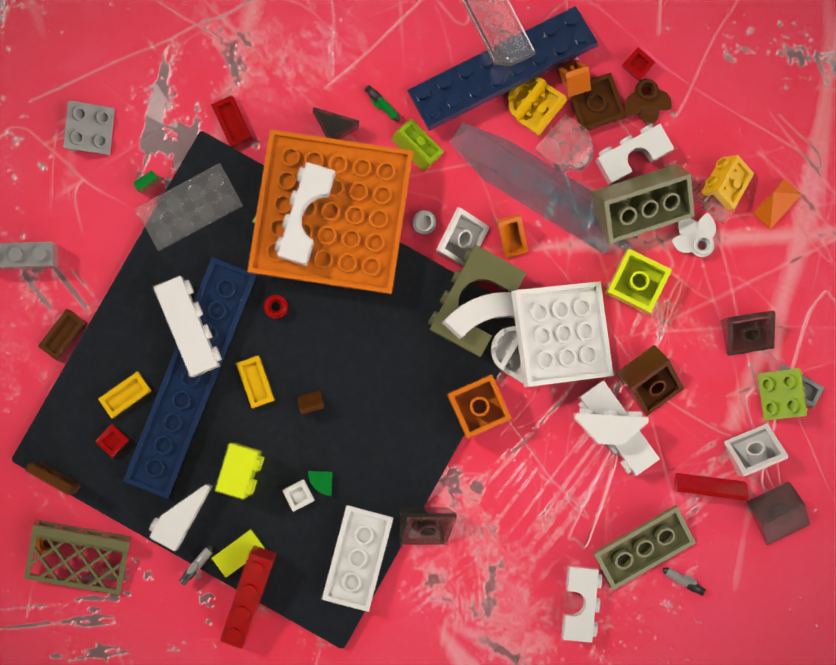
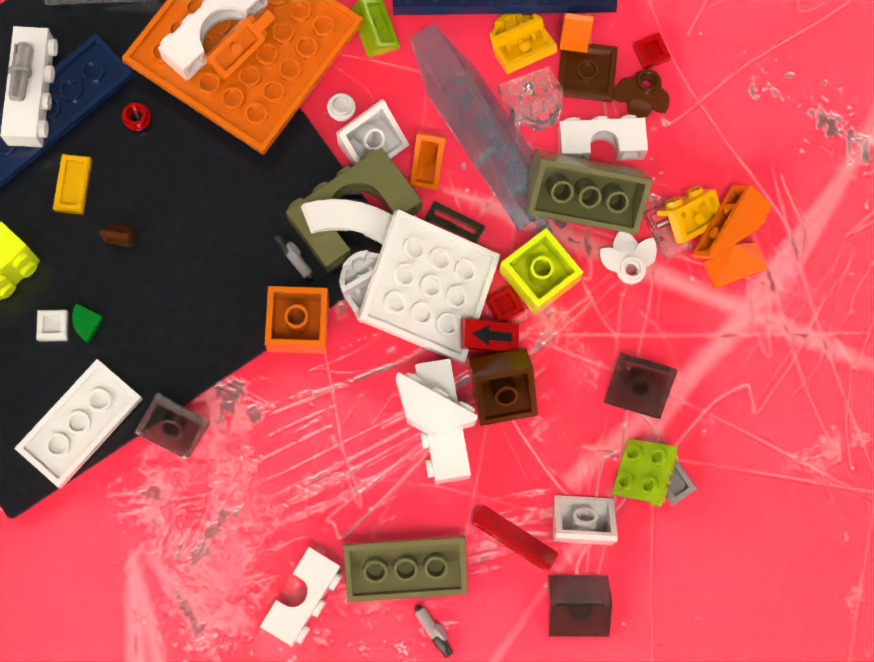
camera: 25 degrees right, 10 degrees down
(180, 321) = (20, 71): none -> light grey axle
(333, 218) = (239, 43): none -> orange hinge
(448, 356) = (292, 252): none -> light grey piece
(533, 275) = (479, 228): none -> tile
(621, 317) = (504, 304): none -> red tile
(622, 347) = (489, 335): none -> red tile
(763, 173) = (735, 219): none -> orange slope

